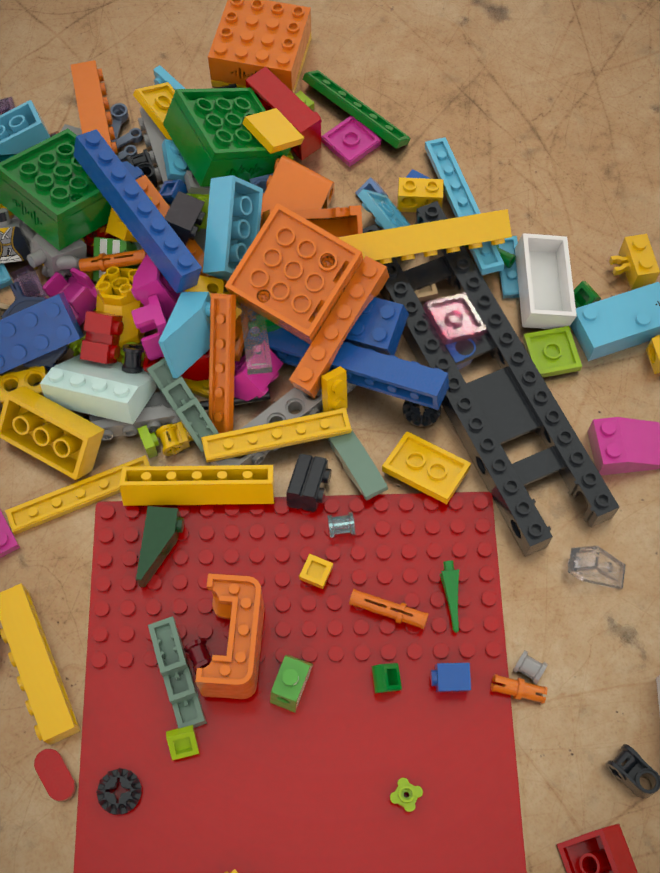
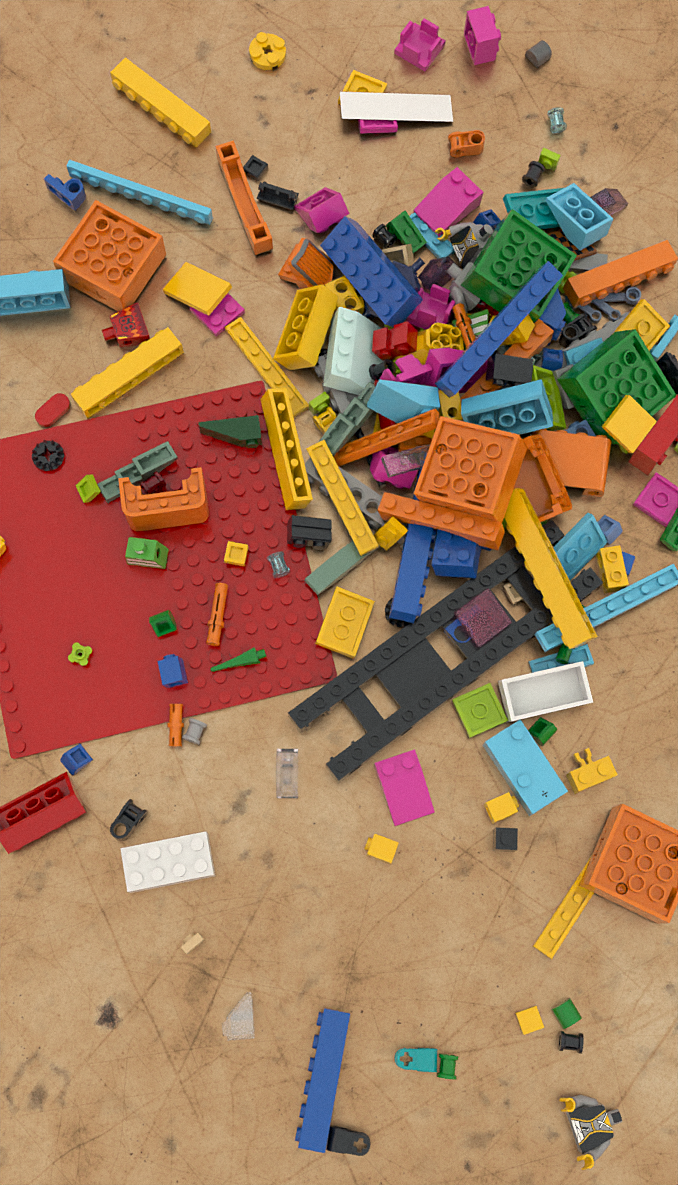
camera: 75 degrees right, 10 degrees up
(543, 828) = (75, 759): none -> blue slope

